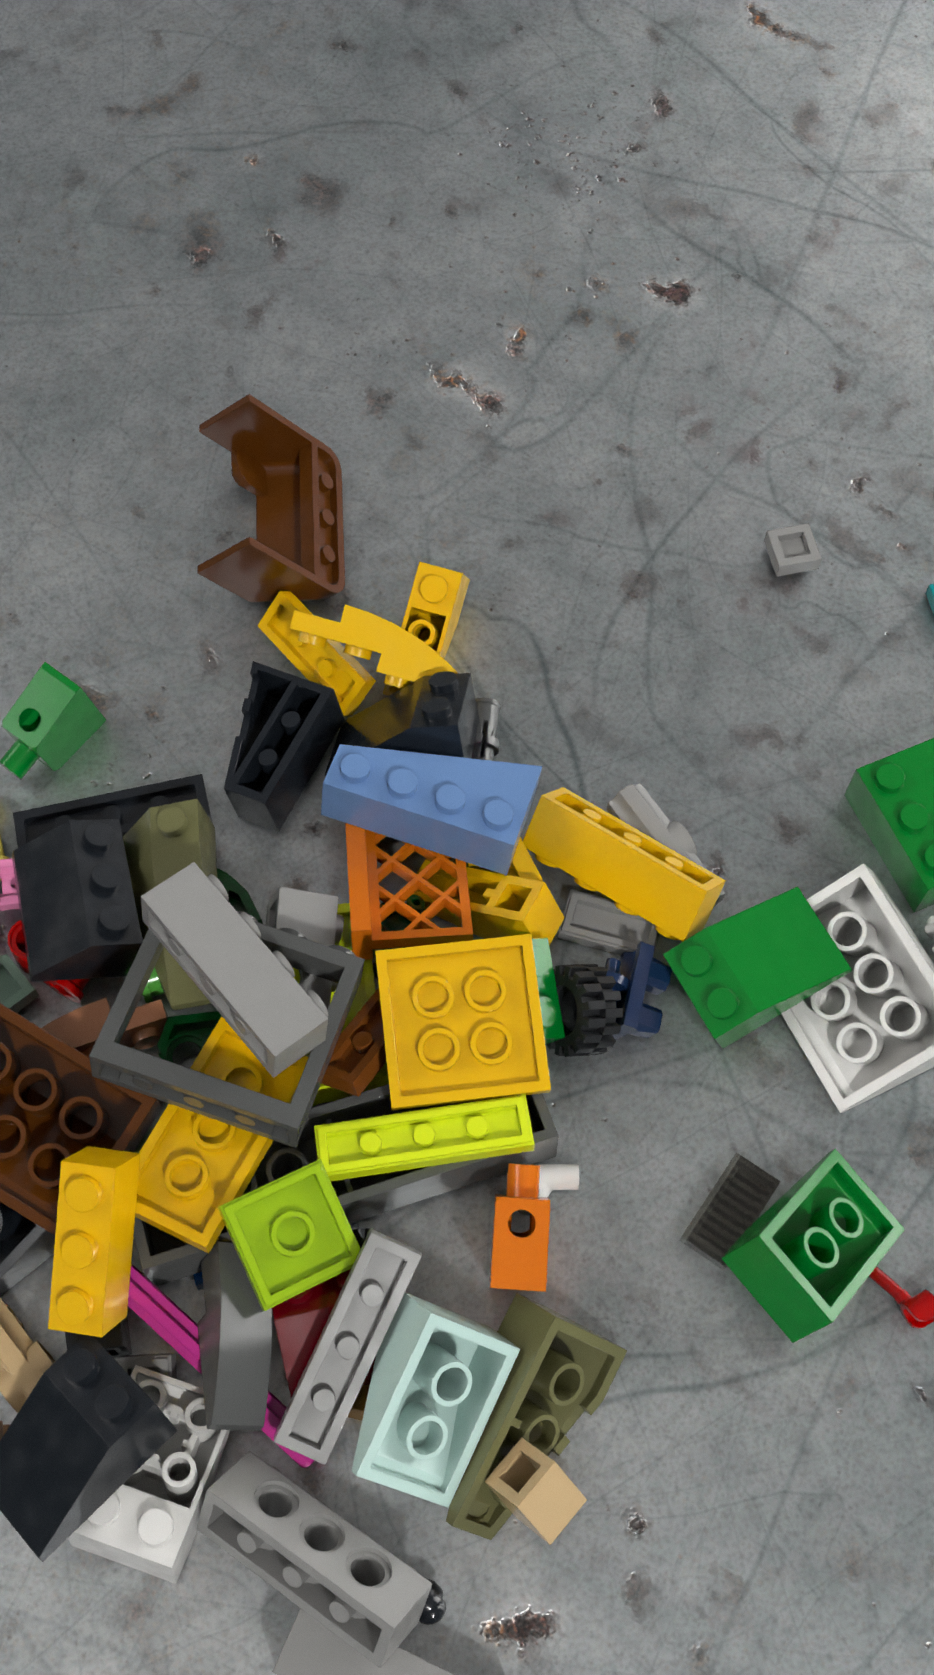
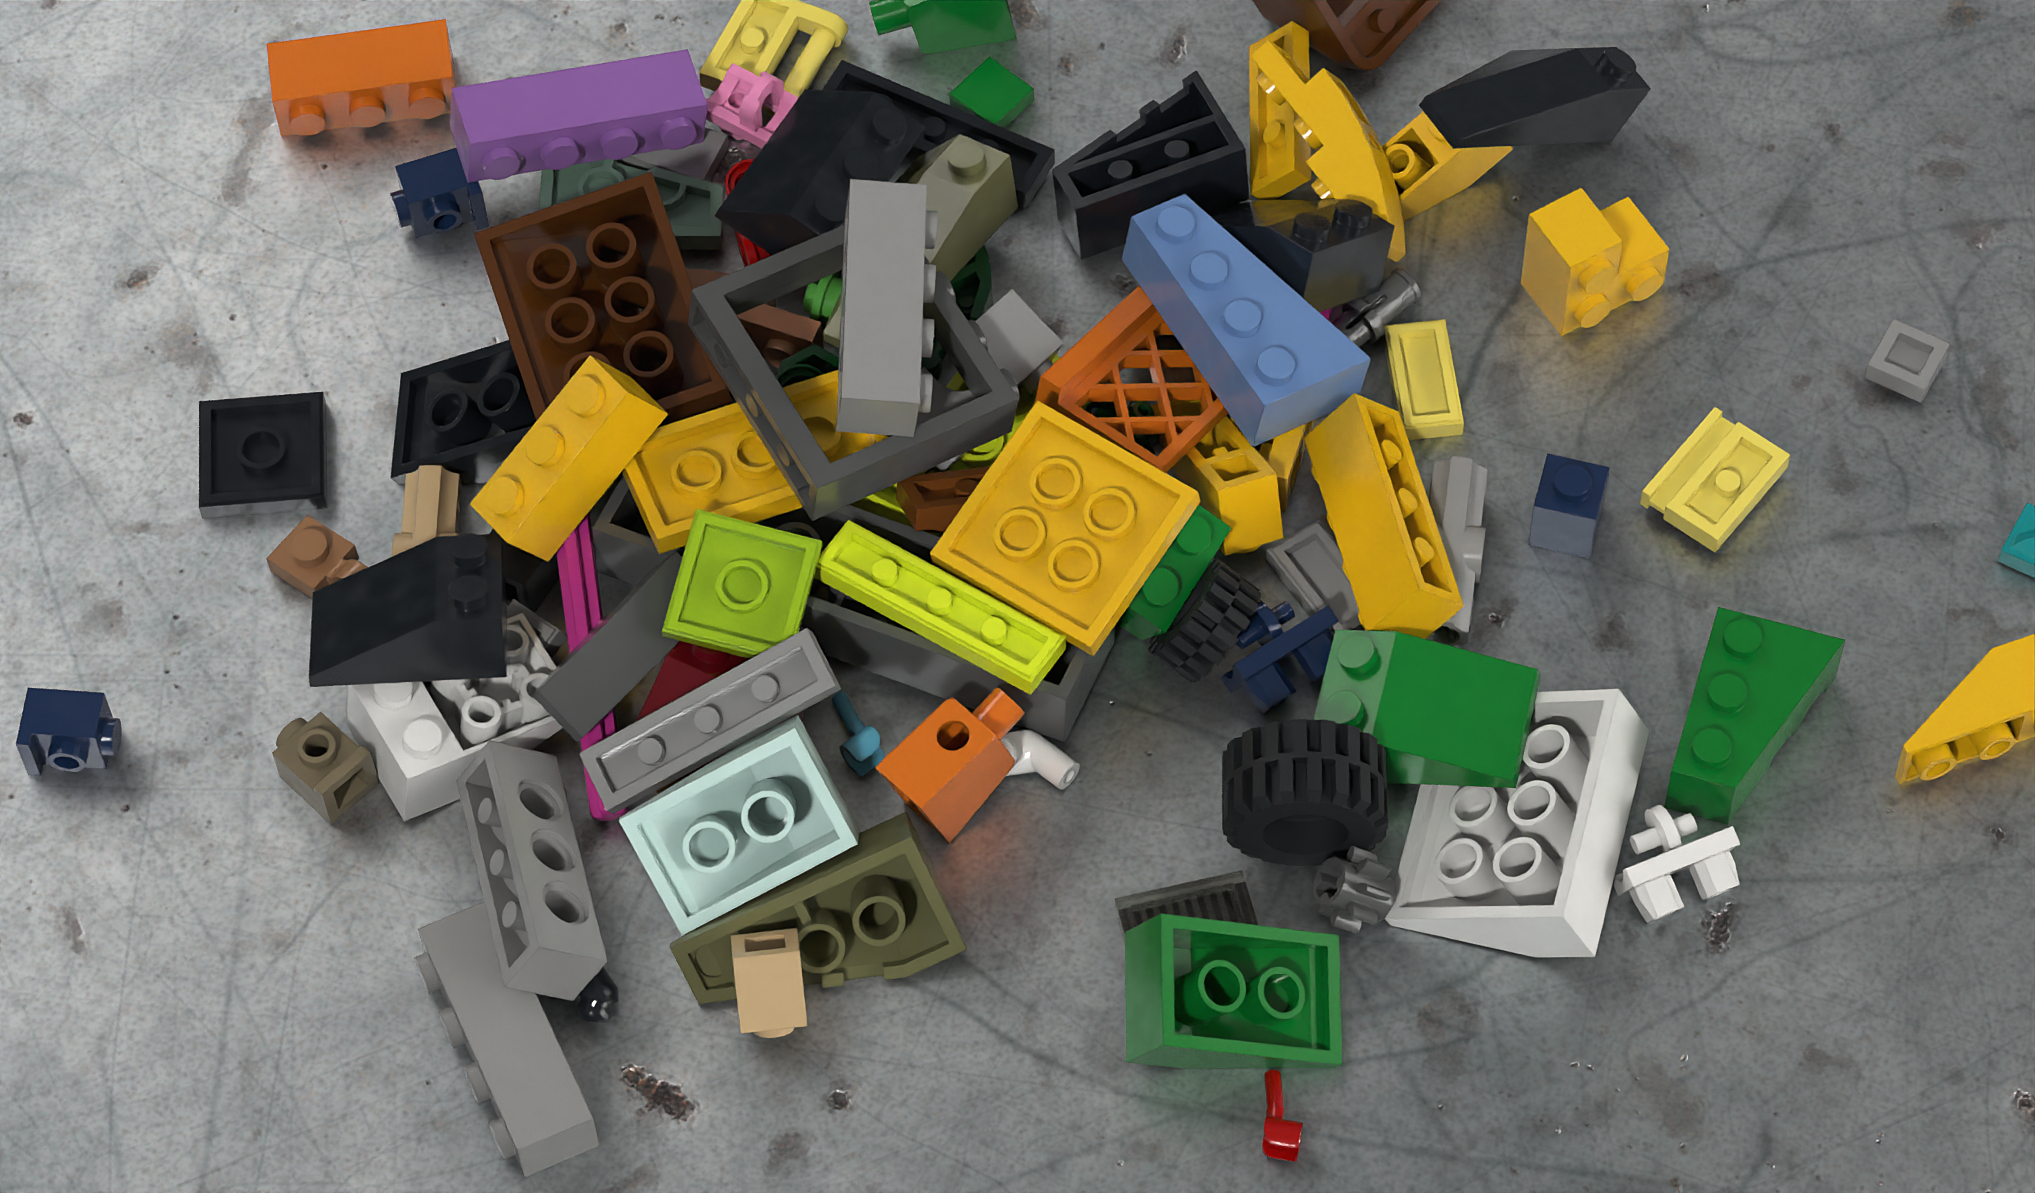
camera: 45 degrees right, 5 degrees down
(105, 1601) = (324, 765): none -> dark tan brick
(126, 766) = (992, 94): none -> green tile
(437, 1266) = (863, 749): none -> medium azure hand
(467, 535) = (1539, 99): none -> black wedge
(535, 744) = (1423, 379): none -> light yellow tile
(581, 616) = (1590, 260): none -> yellow brick
(705, 771) = (1568, 506): none -> dark blue brick
(746, 1075) = (1304, 791): none -> black tyre
(762, 694) = (1715, 479): none -> light yellow plate
(816, 1111) = (1354, 889): none -> dark grey gear

